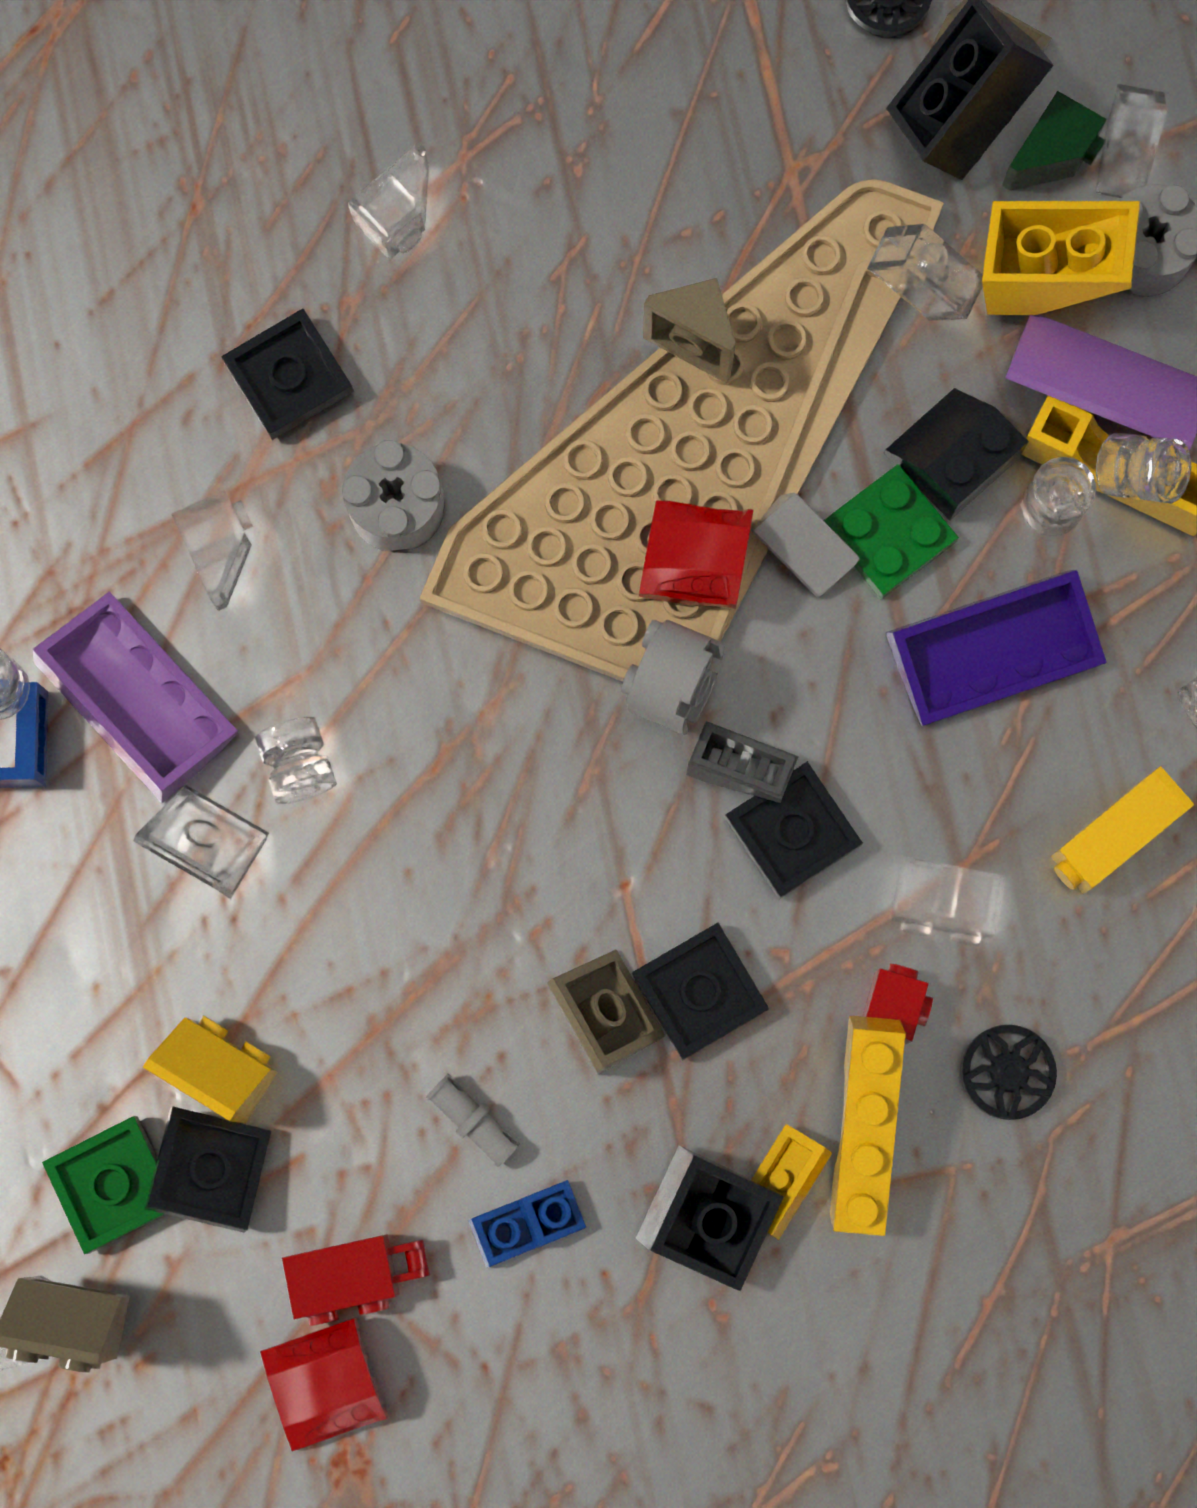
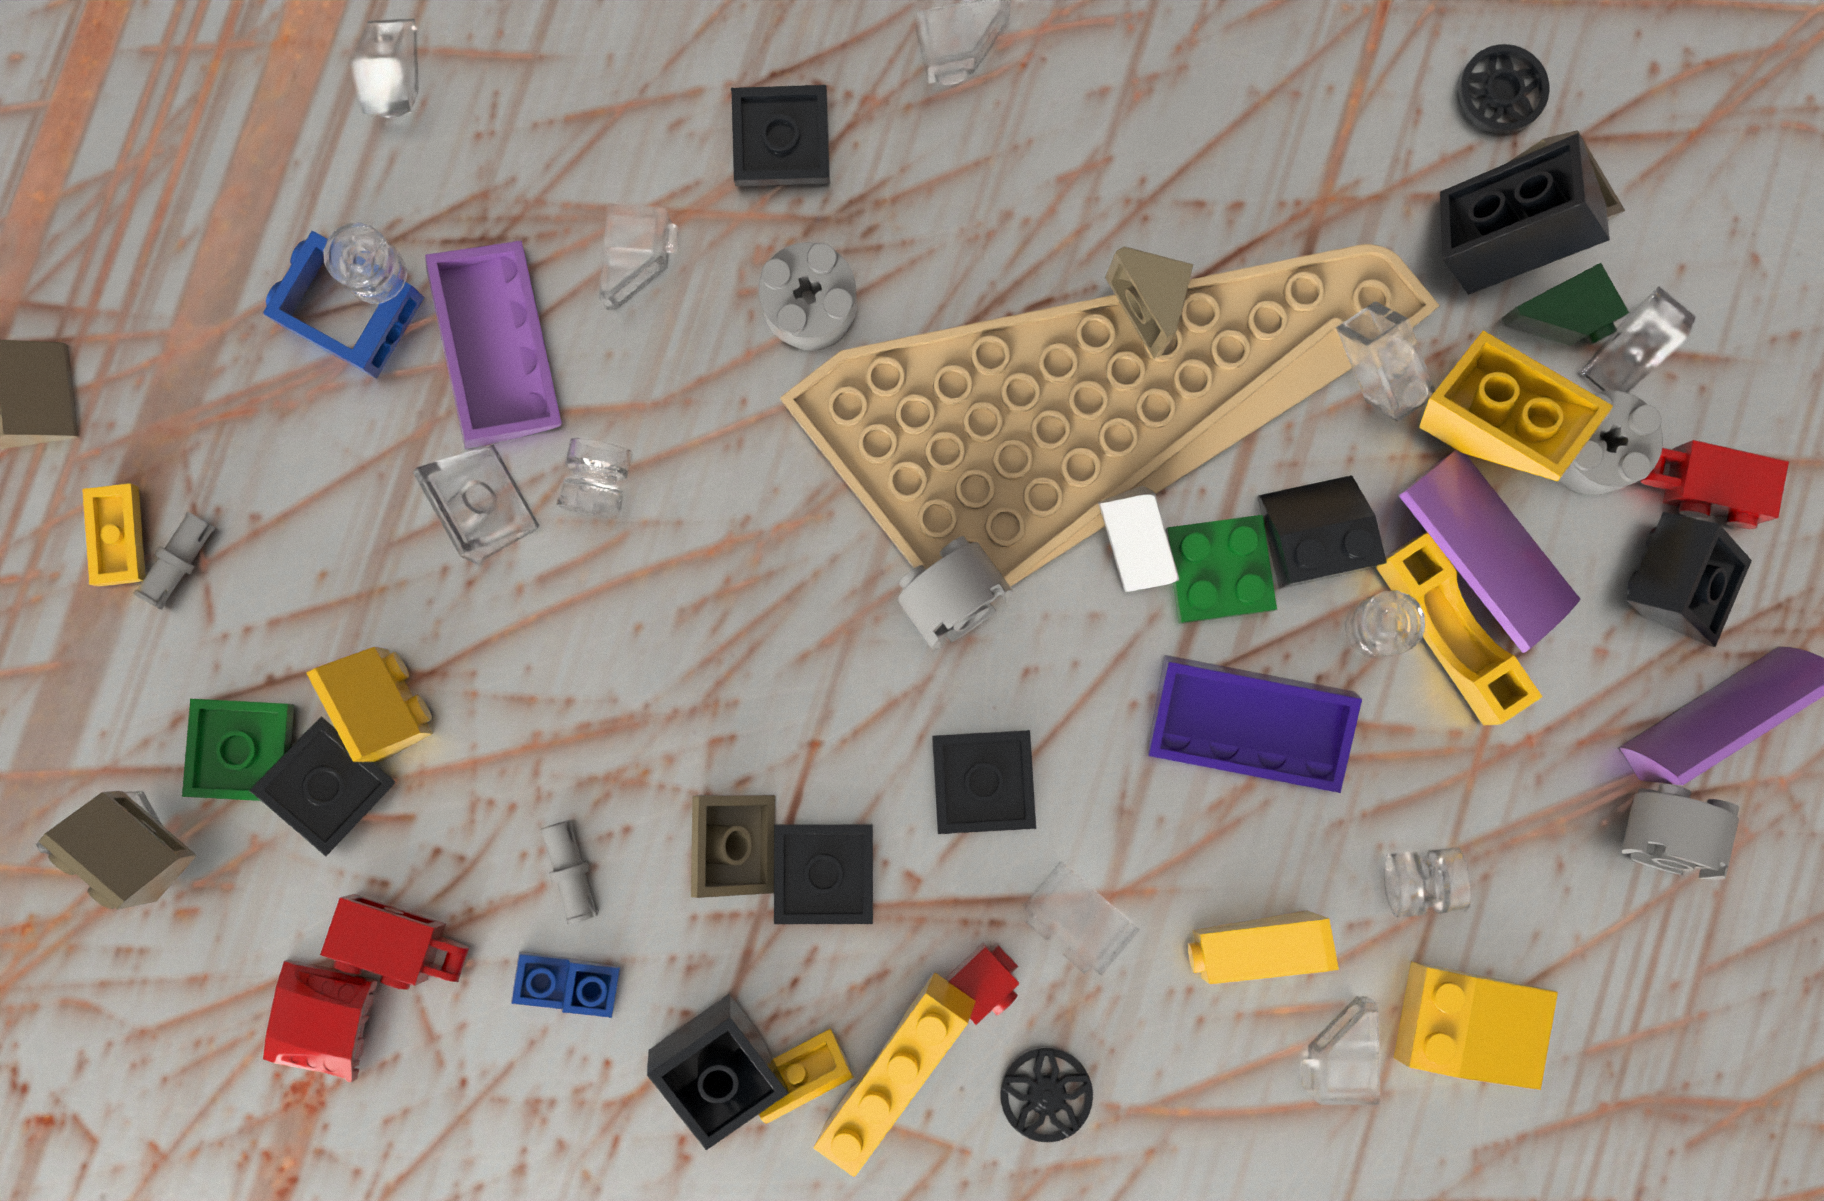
camera: 25 degrees right, 5 degrees up
(695, 554) = (1037, 495): red slope -> none
(732, 742) = (974, 675): dark grey slope -> none
(1143, 467) = (1473, 646): clear wheel -> none

